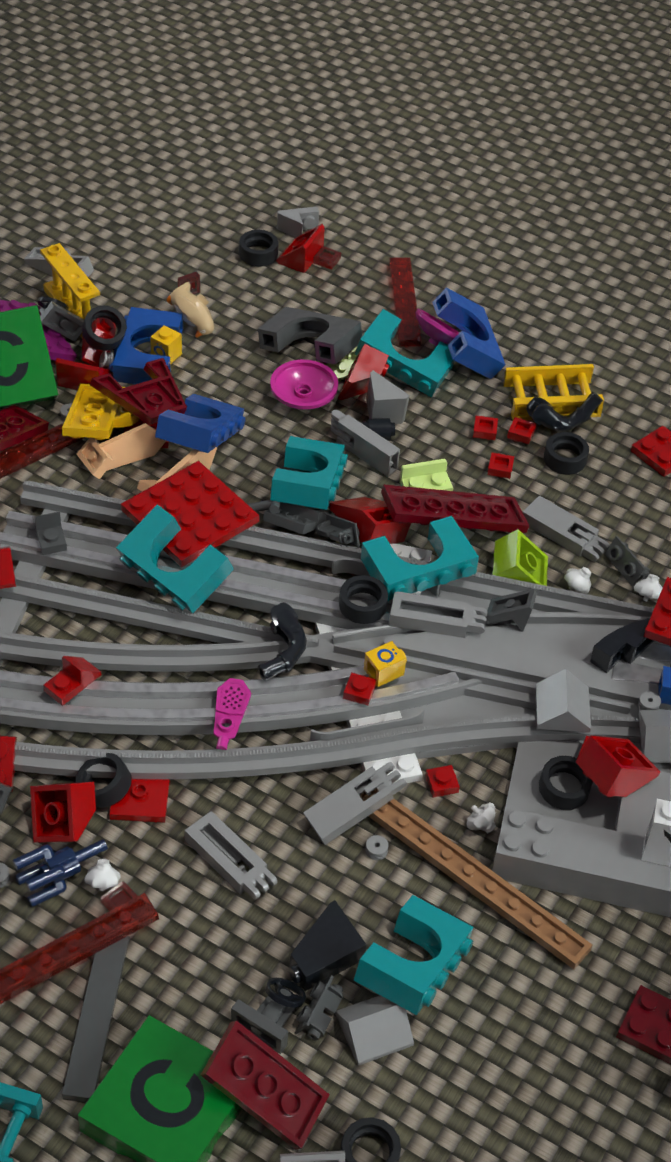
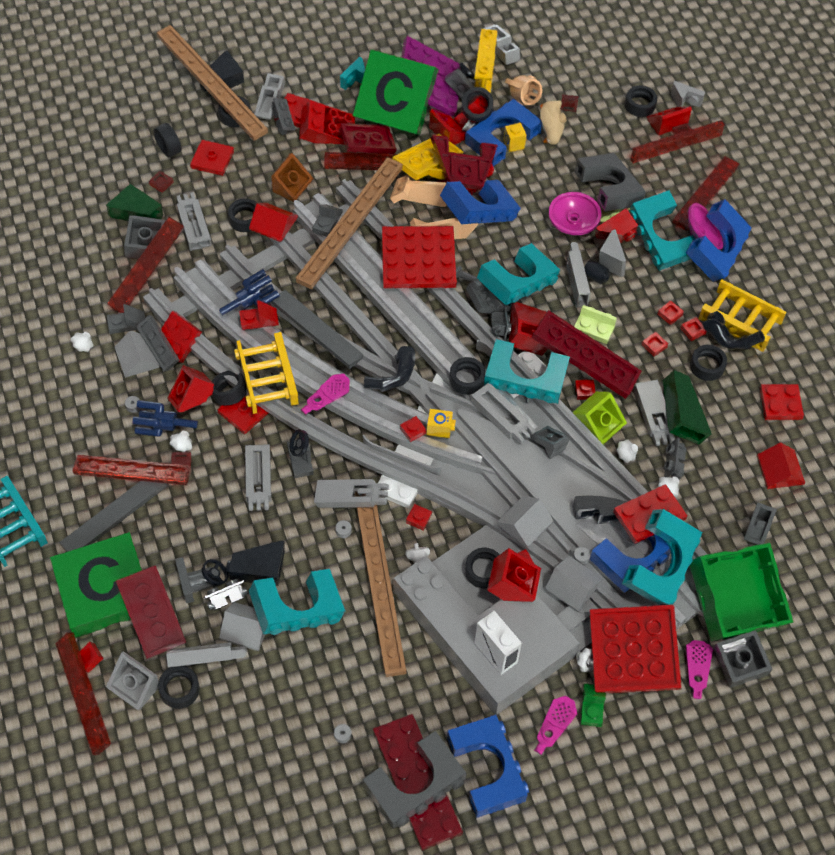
camera: 40 degrees right, 10 degrees up
(43, 656) = (251, 292): none -> dark blue plant
(80, 523) = (348, 223): none -> medium nougat plate
(126, 293) = (522, 89): none -> light nougat helmet
(147, 706) = (285, 376): none -> yellow fence
(151, 651) = (317, 329): none -> dark grey tile
(186, 587) = (362, 265): teal arch -> none
(256, 797) = (300, 454): none -> dark grey piece
(331, 267) = (677, 141): none -> clear red tile
(365, 1091) = (204, 654): none -> light grey hinge
(482, 547) = (584, 389): none -> red plate
(591, 506) = (684, 409): none -> dark green slope
(591, 1062) = (342, 738): none -> light grey piece

